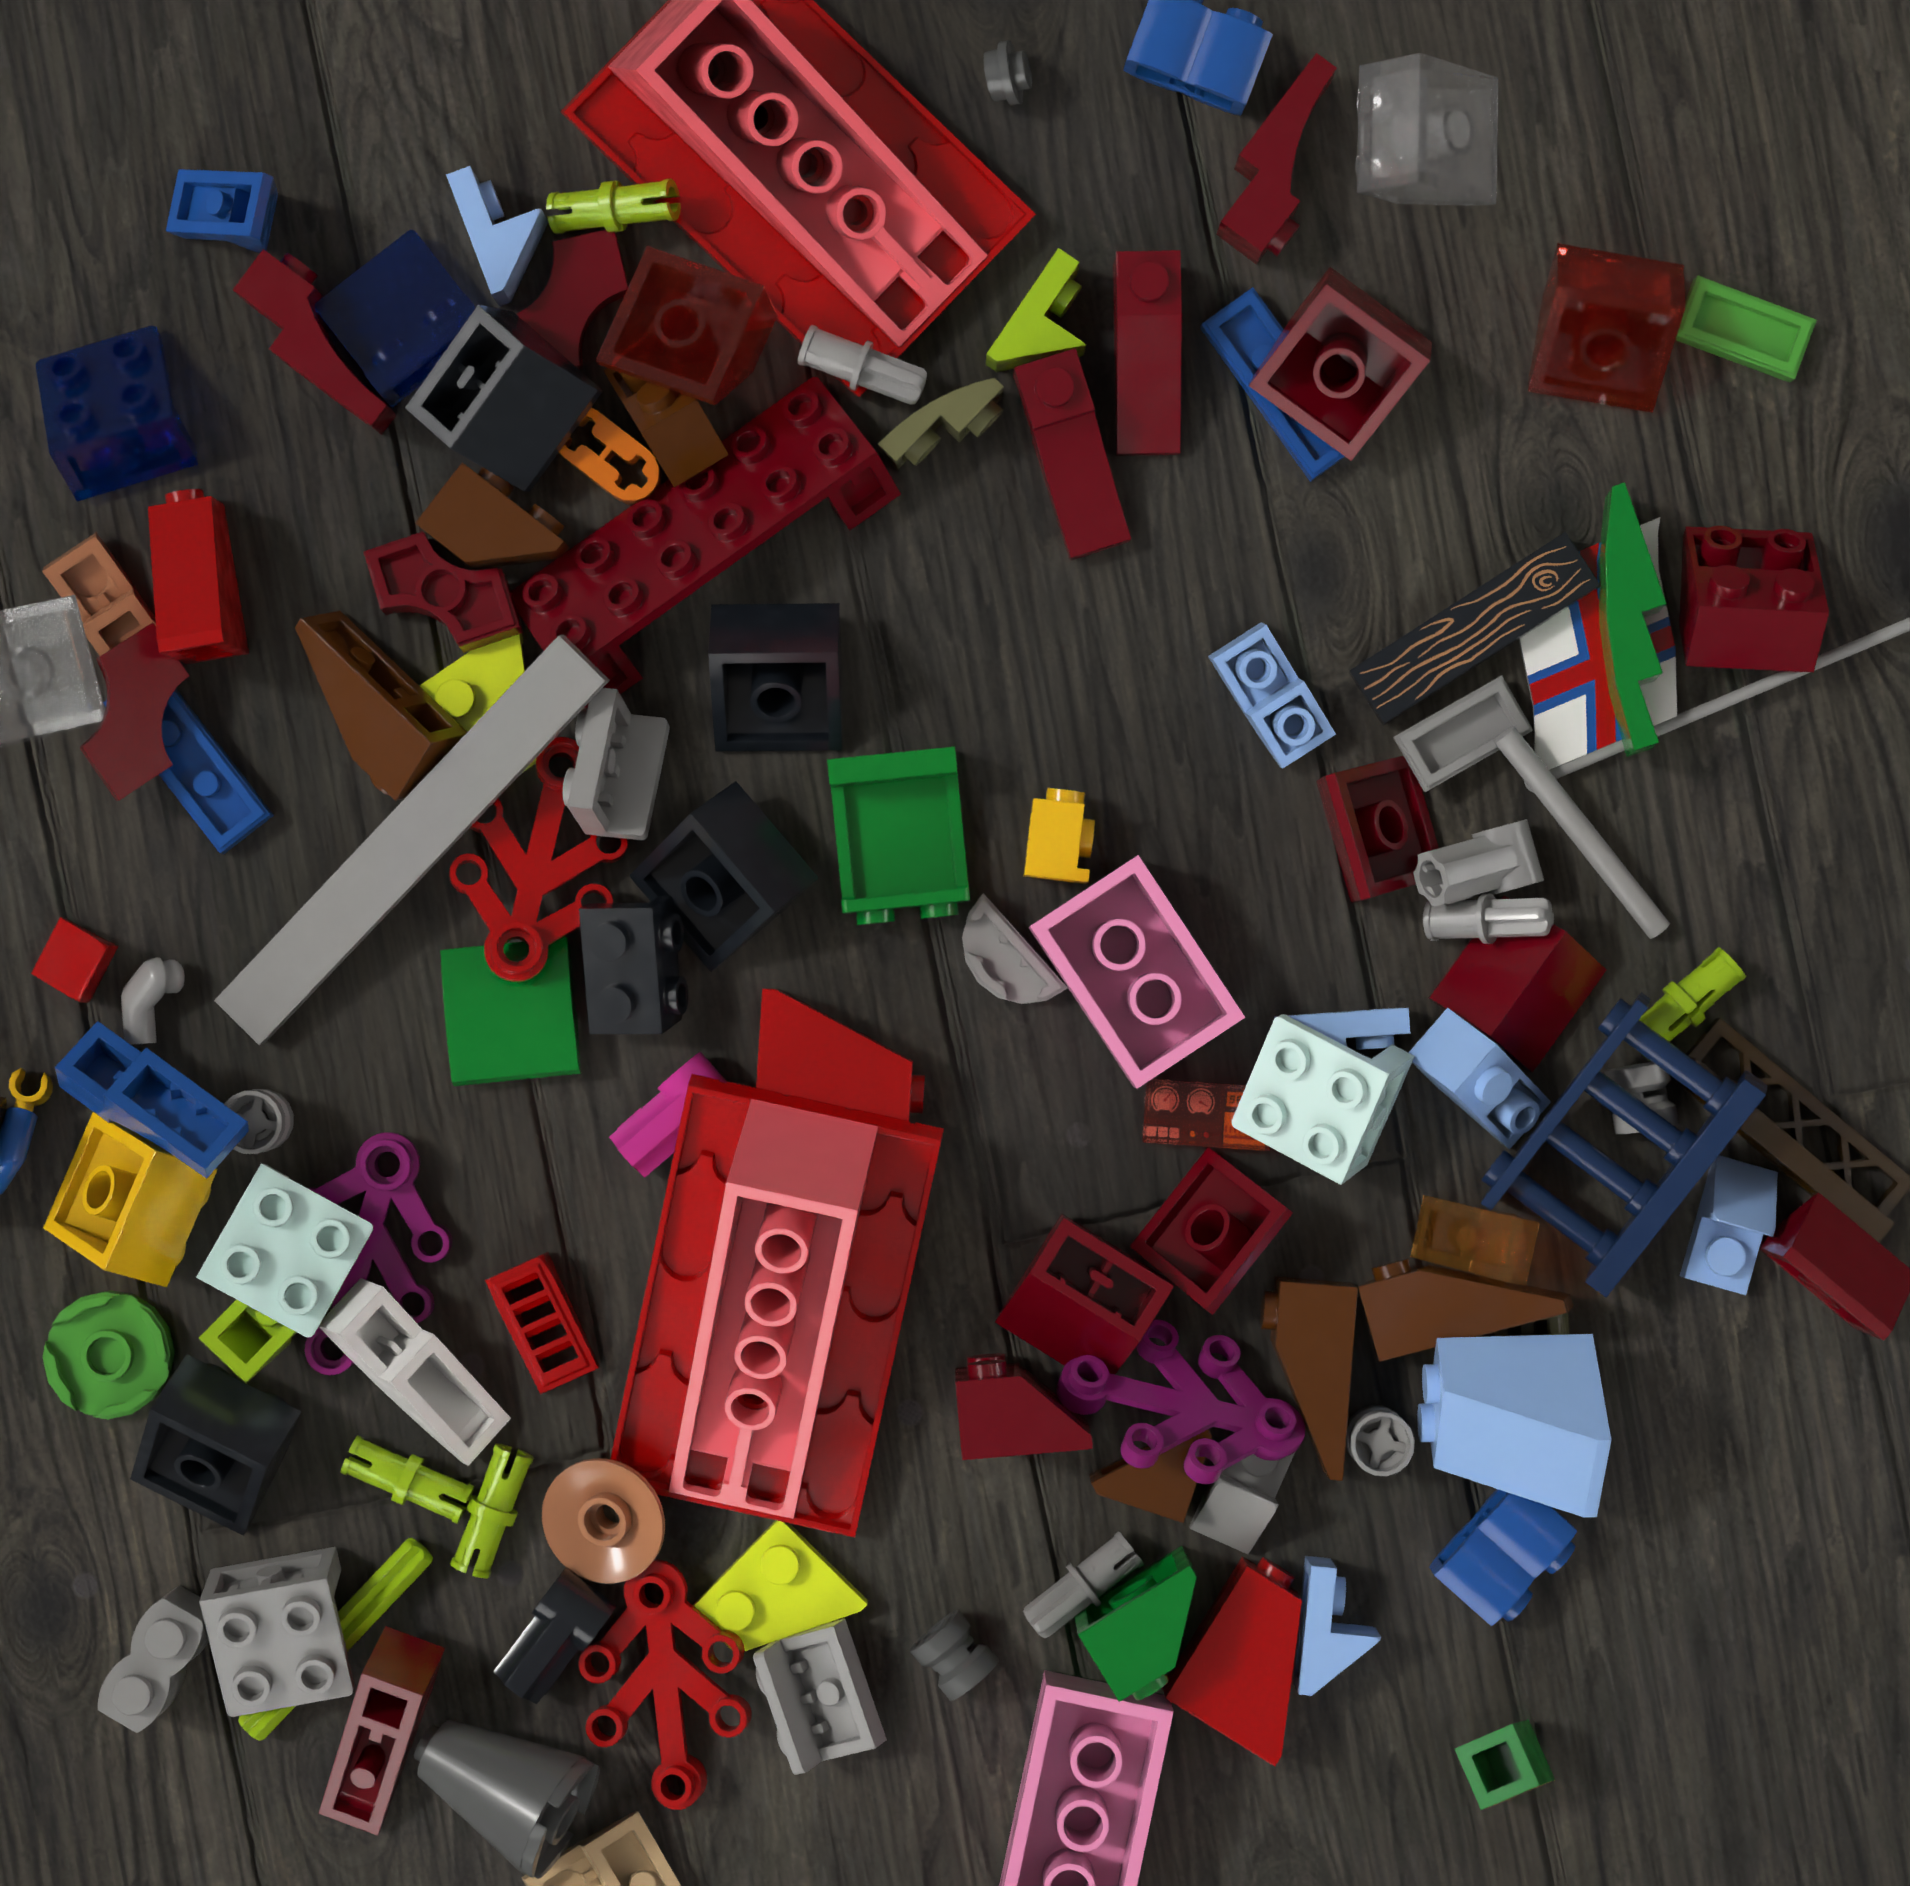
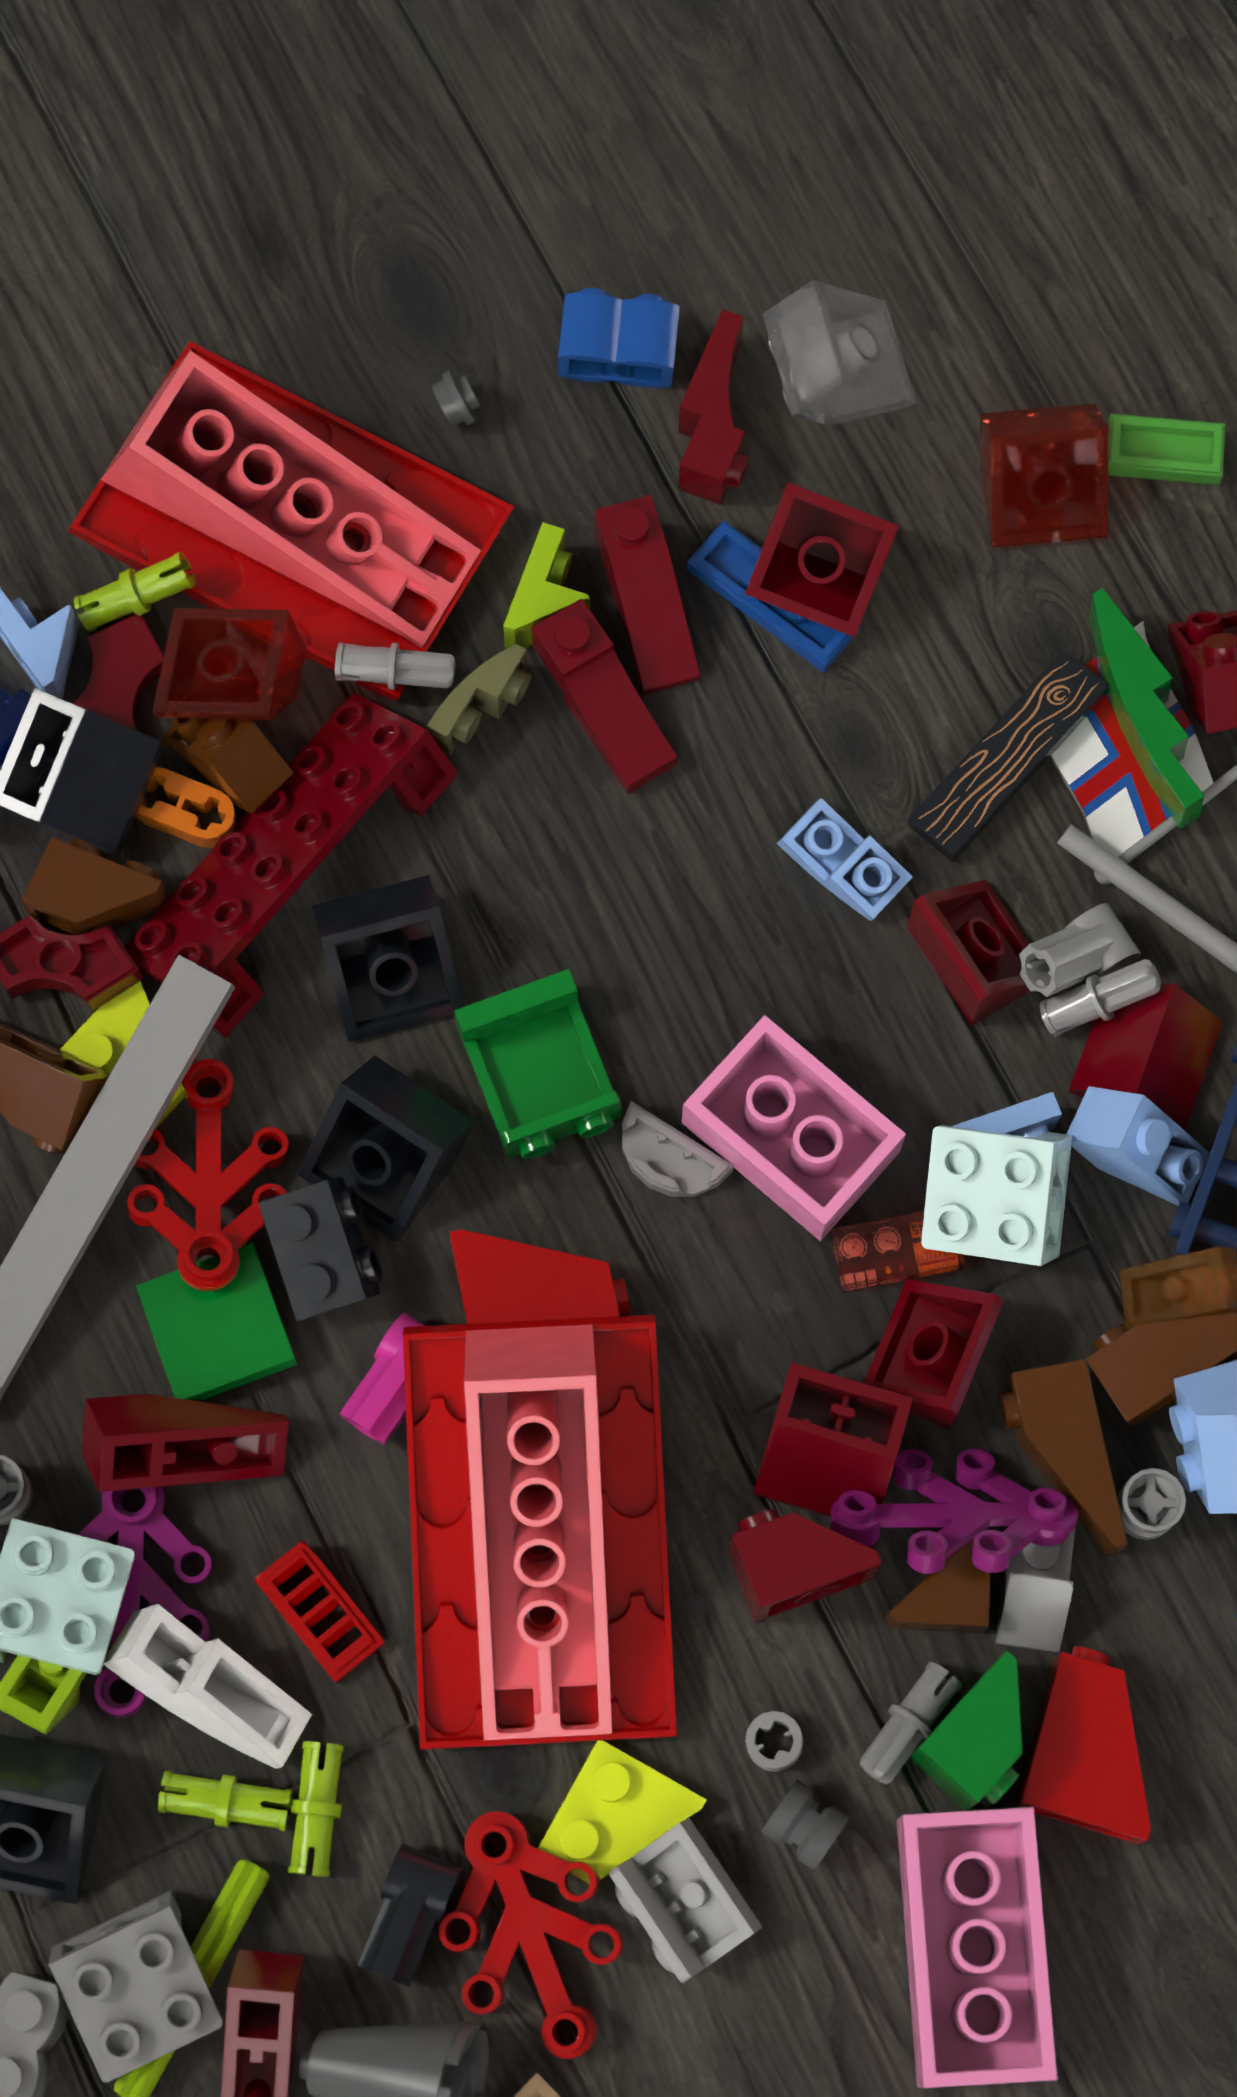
camera: 15 degrees left, 15 degrees down
(437, 1122) = (178, 1442): none -> dark red slope
(583, 1534) = (404, 1802): nougat dish -> none
(615, 768) = (260, 1072): light grey bracket -> none
(952, 1584) = (765, 1723): none -> light grey bush
(1058, 837) = (686, 1032): yellow brick -> none
(1322, 1645) = (1155, 1716): light blue slope -> none
(1461, 733) = (1024, 847): light grey tile -> none

